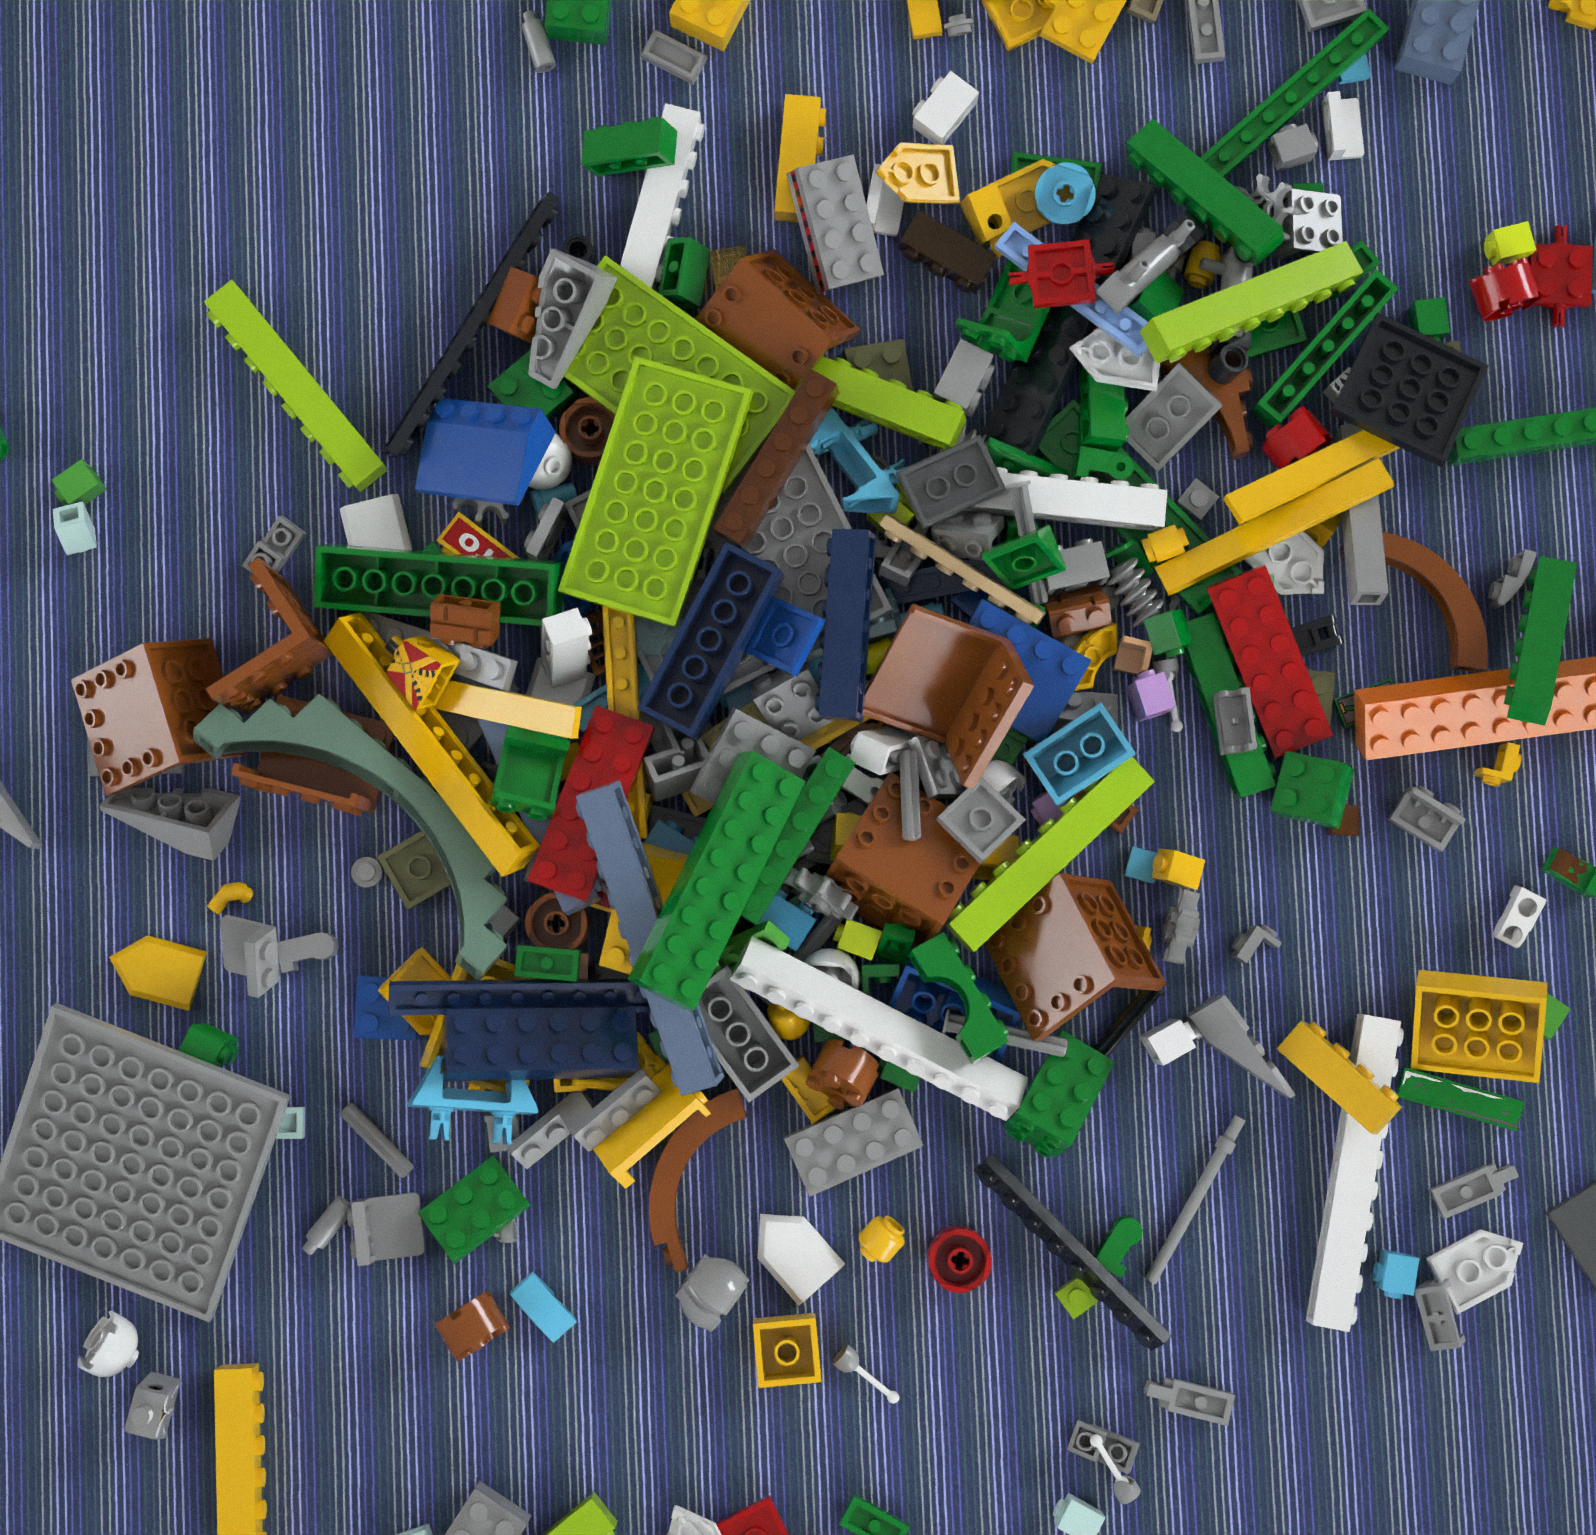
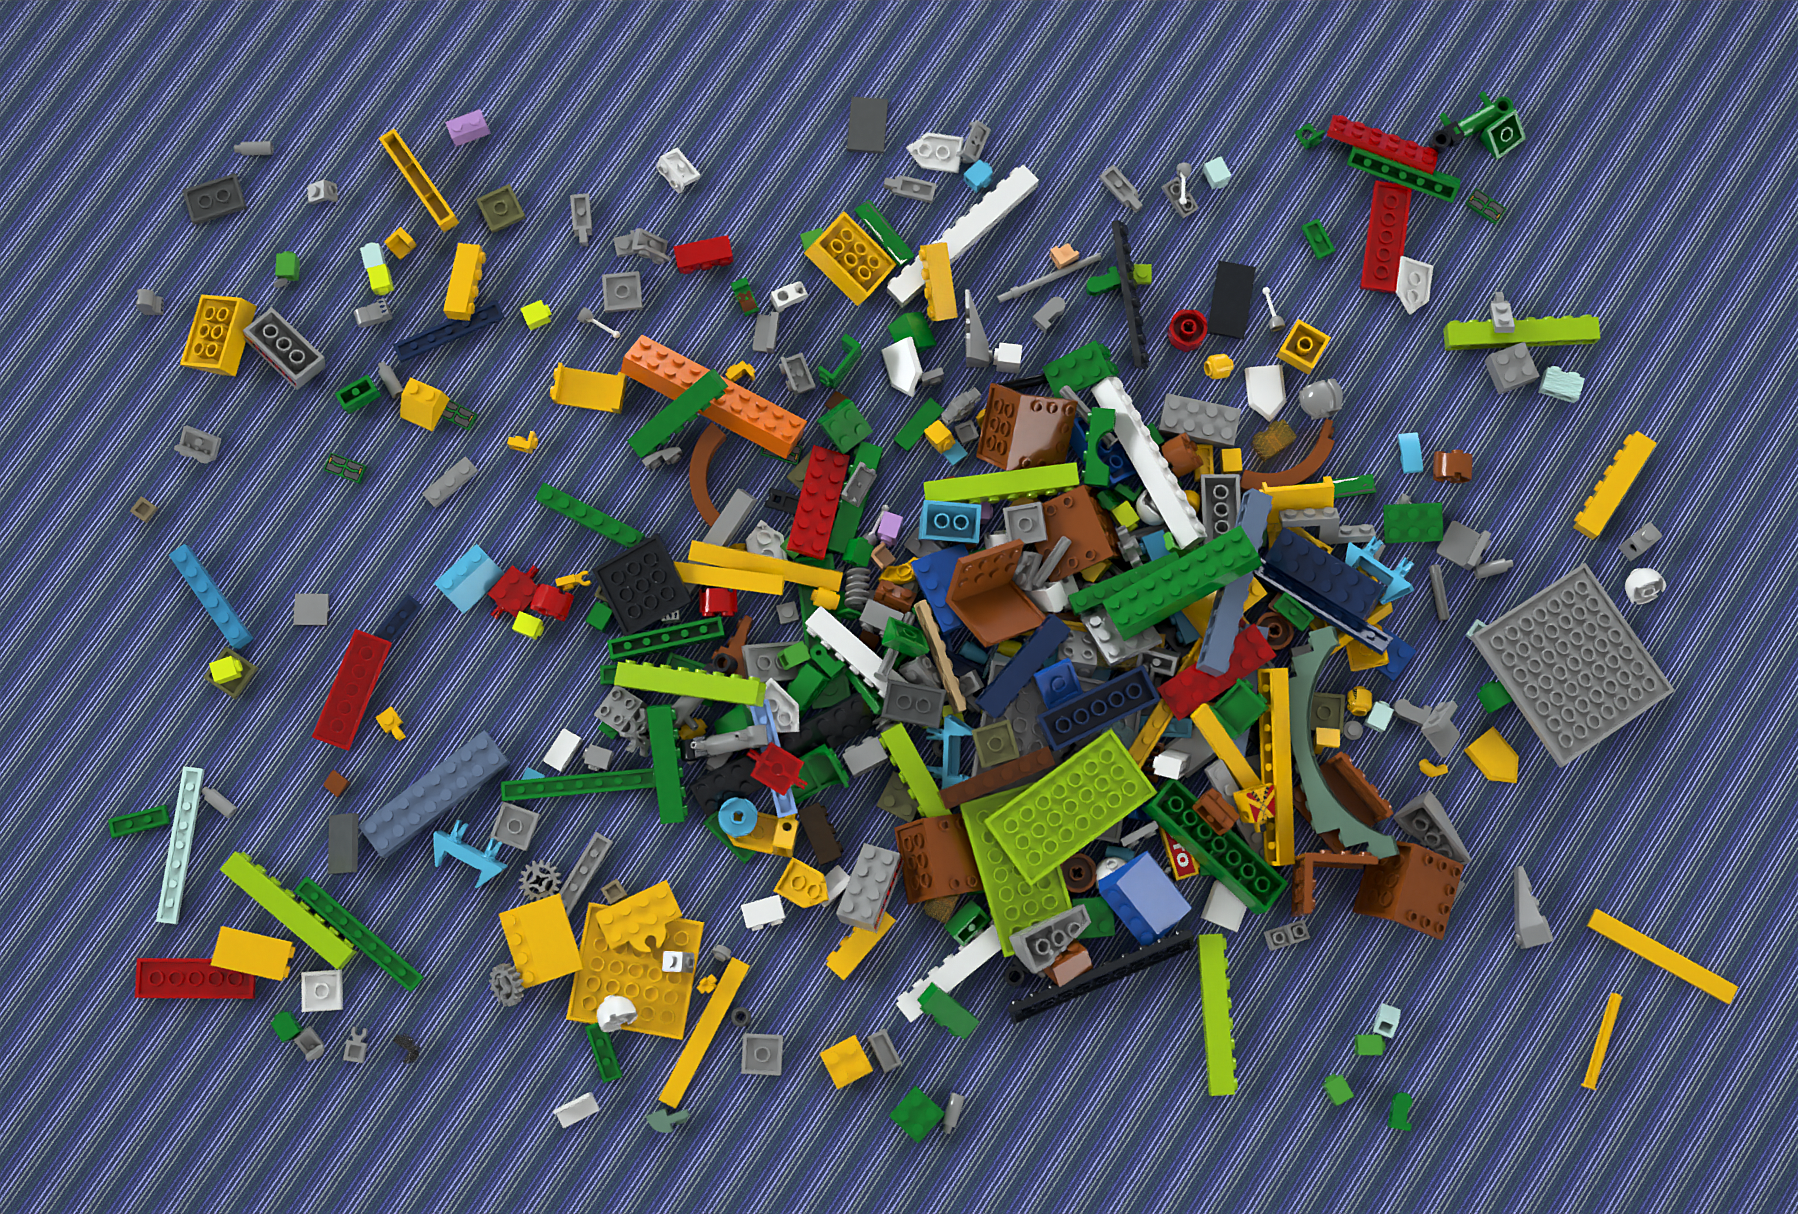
camera: 140 degrees left, 5 degrees down
(81, 402) = (1337, 1089): none -> bright green brick
(344, 913) = (1379, 716): none -> light aqua brick
(383, 915) = (1359, 701): none -> yellow head
(391, 831) = (1325, 738): none -> yellow panel
(598, 1196) = (1352, 486): none -> green tile
(737, 1189) = (1273, 440): none -> clear yellow brick
(772, 1117) = (1230, 461): none -> yellow panel
(809, 503) = (995, 743): none -> olive plate
(930, 1348) = (1231, 300): none -> black tile
(1067, 533) = (869, 639): none -> reddish brown slope
(1147, 903) = (966, 432): none -> light grey plate
(1148, 443) = (794, 655): none -> bright green brick
(1161, 1147) = (1048, 312): none -> light grey leg
(1198, 1244) = (1063, 256): none -> light nougat panel
(1217, 873) = (915, 427): none -> green tile
(1297, 930) = (902, 365): none -> white tile
(1317, 985) = (913, 326): none -> green slope
(1373, 871) = (853, 350): none -> green panel
(1502, 335) = (568, 582): none -> yellow plate
(1507, 846) = (766, 333): none -> light grey panel

